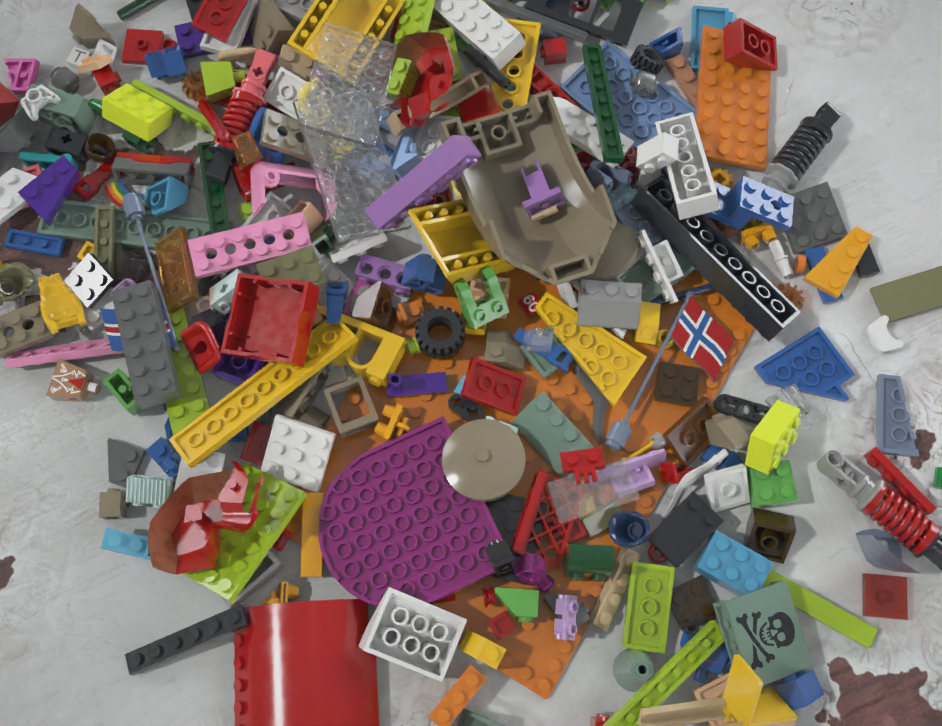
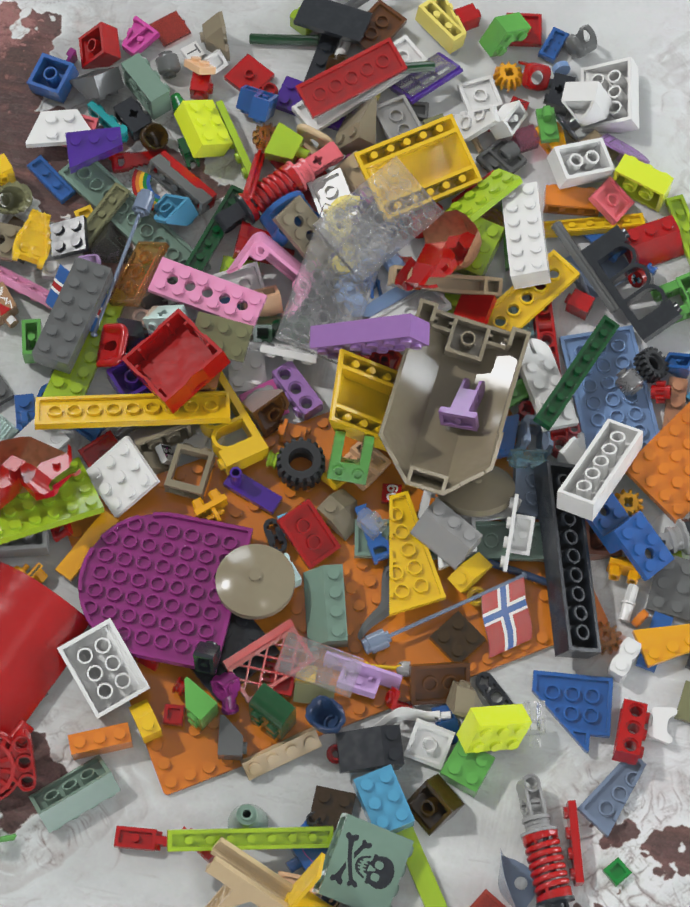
camera: 35 degrees right, 5 degrees down
(36, 99) = (131, 69): white piece -> none
(45, 50) = (171, 28): none -> clear red piece
(246, 150) = (259, 216): clear orange slope -> none
(318, 406) = (165, 453): none -> white tile
(336, 294) = (244, 377): blue piece -> none
(402, 79) = (428, 244): lime brick -> none
(406, 157) = (384, 306): light blue slope -> none
(424, 275) = (318, 409): blue brick -> none
(480, 61) = (504, 277): black pin -> none
(545, 213) = (454, 427): tan pin -> none
(567, 607) = (228, 736): lavender hinge -> none
(582, 463) = (326, 637): red hinge -> none
(648, 607) = (294, 784): lime plate -> none
(657, 152) = (581, 442): white brick -> none
(671, 76) = (660, 392): none -> red gear
(816, 308) = (624, 659): none -> white brick
(868, 368) = (624, 738): none -> red brick

